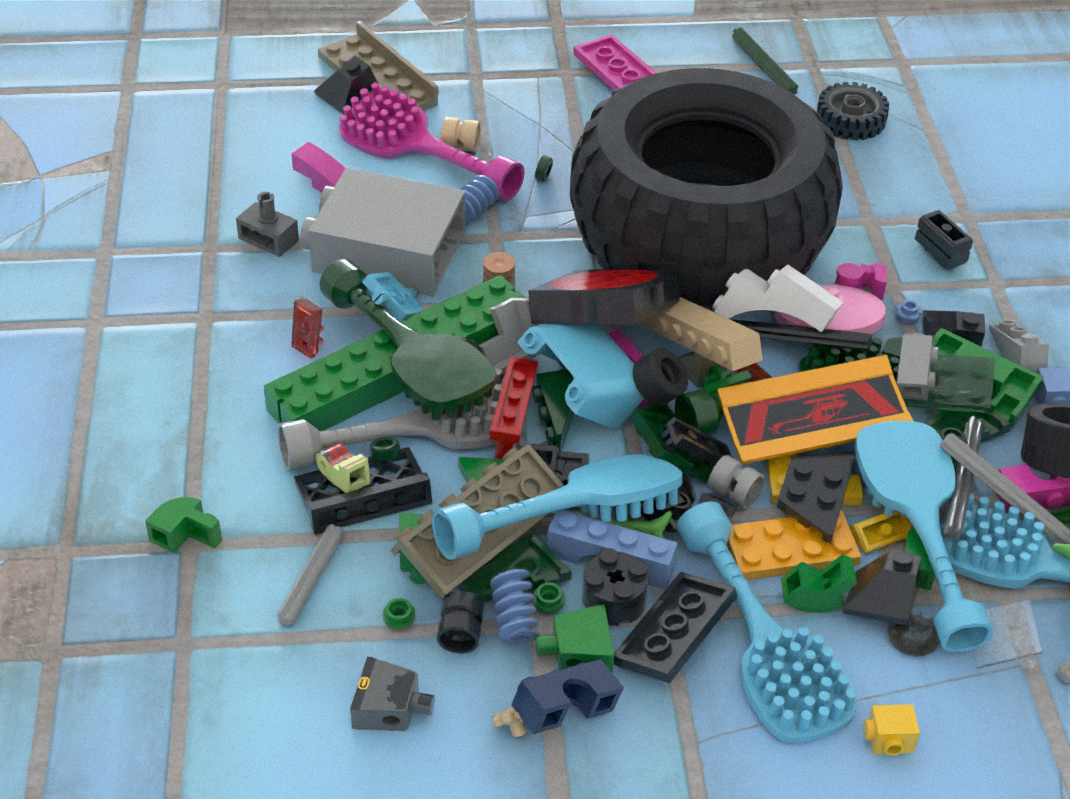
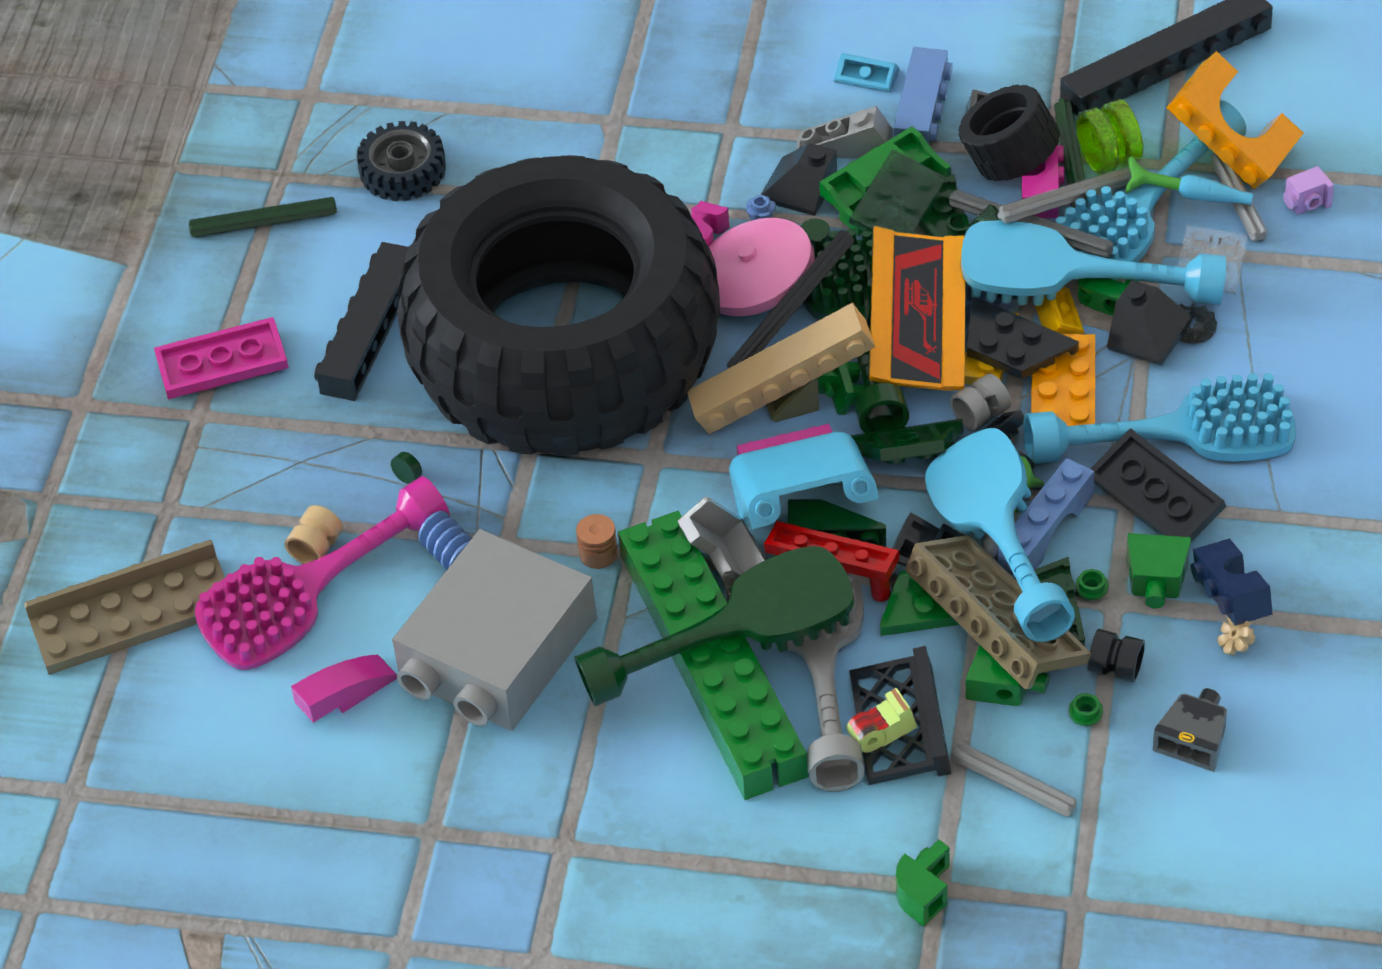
camera: 70 degrees left, 5 degrees up
(267, 227) = (431, 757): dark grey brick -> none
(306, 327) = (648, 729): clear red plate -> none
(346, 83) = (154, 640): black slope -> none
(385, 448) = (853, 688): dark green tile -> none
(392, 294) = (623, 638): medium azure plate -> none
(512, 606) = (1113, 603): medium blue piece -> none
(604, 296) = (714, 432): black tile -> none
(618, 583) = (1098, 525): black brick -> none
(660, 376) = (844, 416): black tyre -> none
(694, 442) = (933, 414): black hinge -> none
(783, 292) = (765, 279): white arch -> none
(817, 589) = (1132, 367): green brick -> none
(892, 729) = (1303, 364): yellow brick -> none
(916, 365) = (882, 208): light grey brick -> none
(943, 239) = (669, 144): black brick -> none

